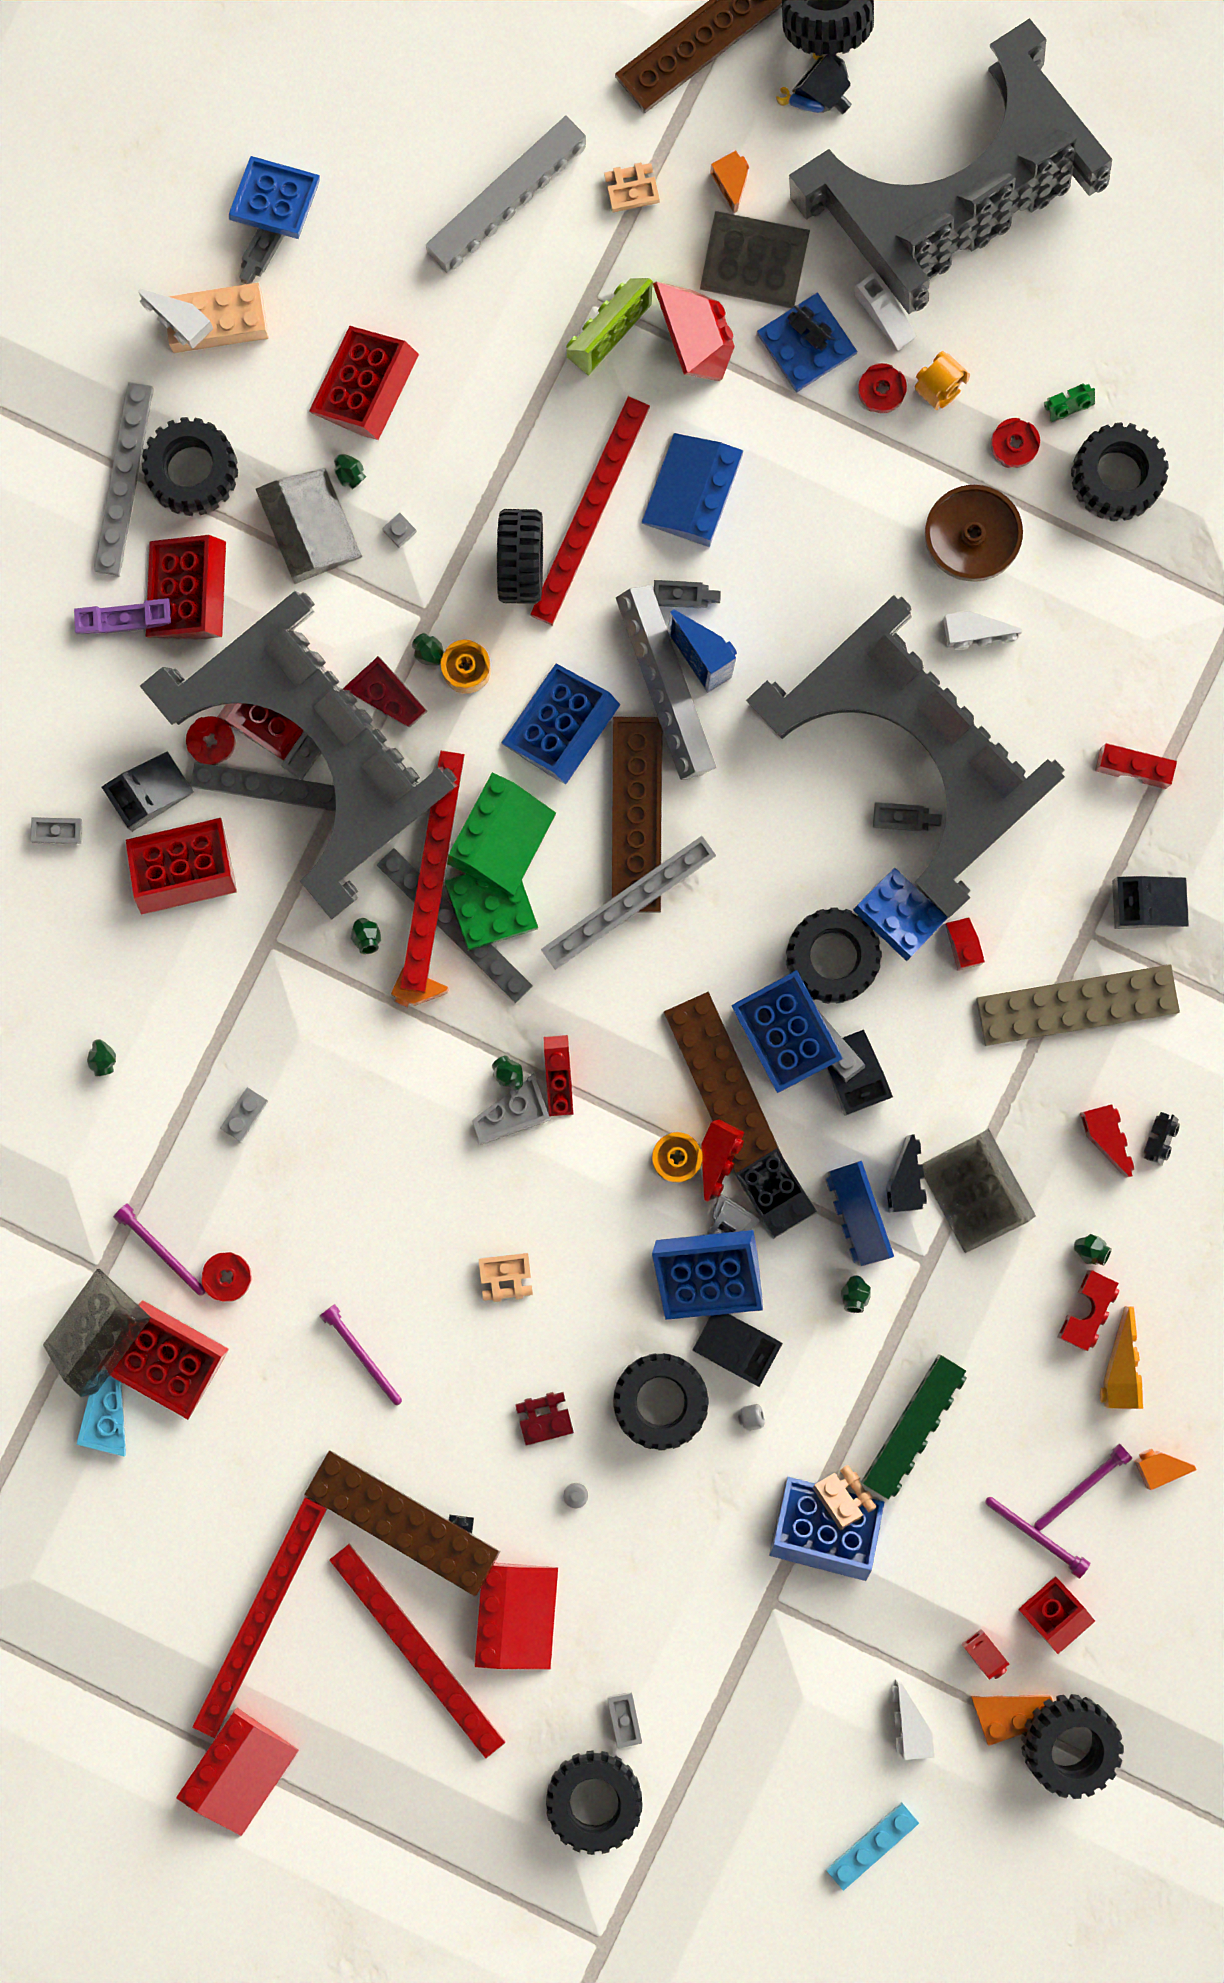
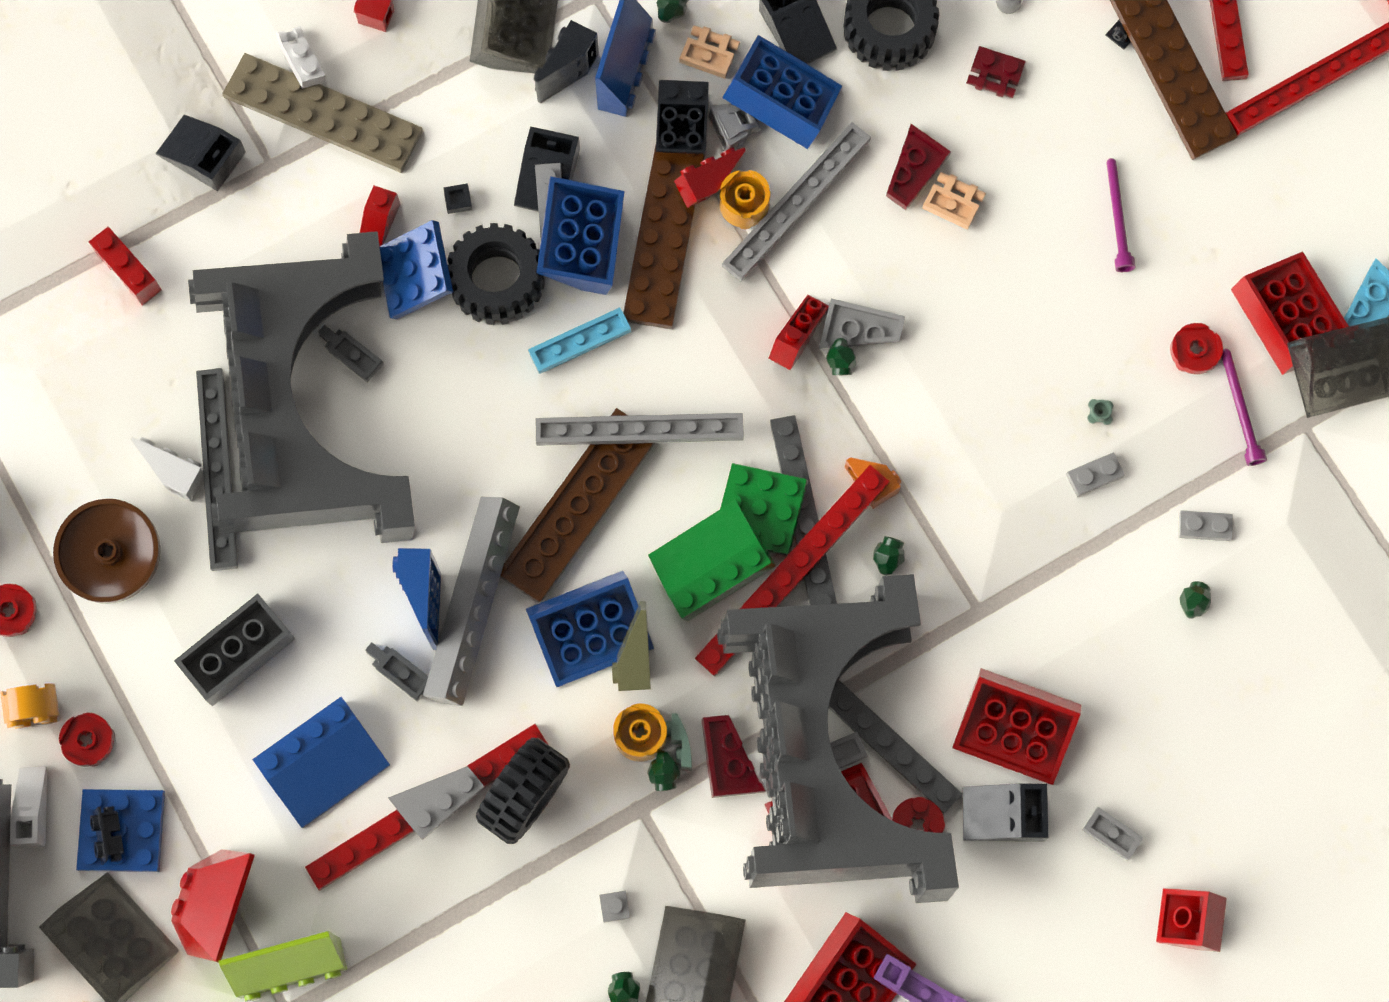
camera: 145 degrees left, 10 degrees down
(130, 1129) = (1205, 525): none -> light grey plate
(265, 1169) = (1106, 407): none -> sand green plate
(435, 686) = (678, 735): none -> sand green slope
(506, 714) = (632, 663): none -> olive slope
(556, 1284) = (916, 166): none -> dark red wing
(584, 513) = (436, 800): none -> light grey wing
(634, 1188) = (796, 202): none -> light grey plate
(729, 949) = (579, 340): none -> medium azure plate
(795, 1267) = (708, 57): none -> light nougat plate
(819, 524) = (234, 650): none -> dark grey brick
(912, 1003) = (457, 198): none -> black plate
(946, 661) = (215, 462): none -> dark grey plate
(1129, 1037) = (300, 57): none -> white plate

